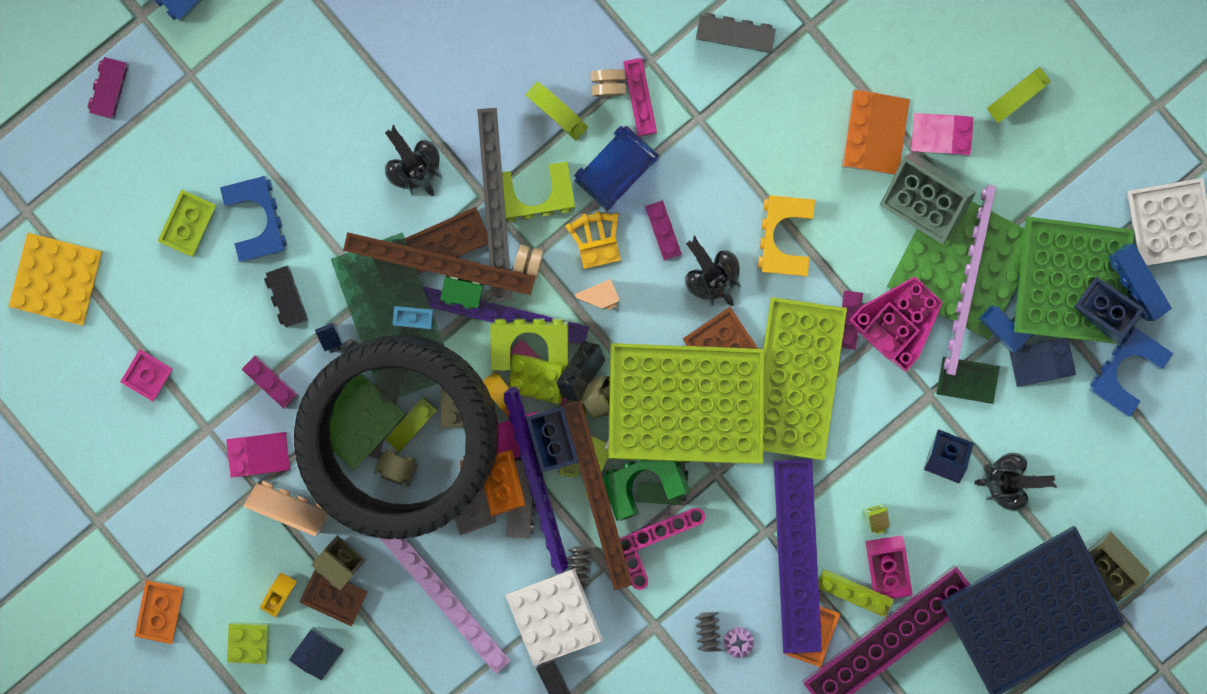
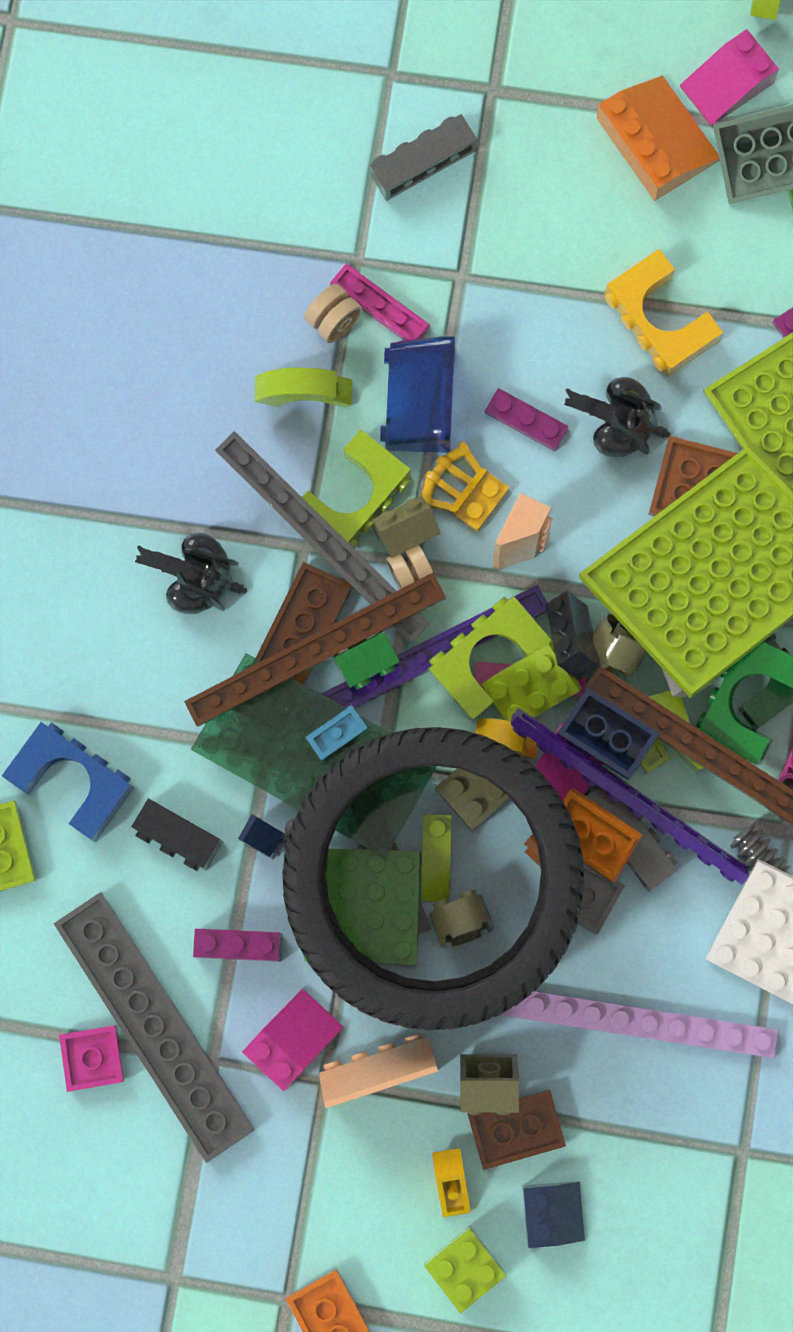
camera: 30 degrees left, 10 degrees down
(192, 386) = (154, 1027): none -> dark grey plate
(544, 237) = (406, 526): none -> olive slope

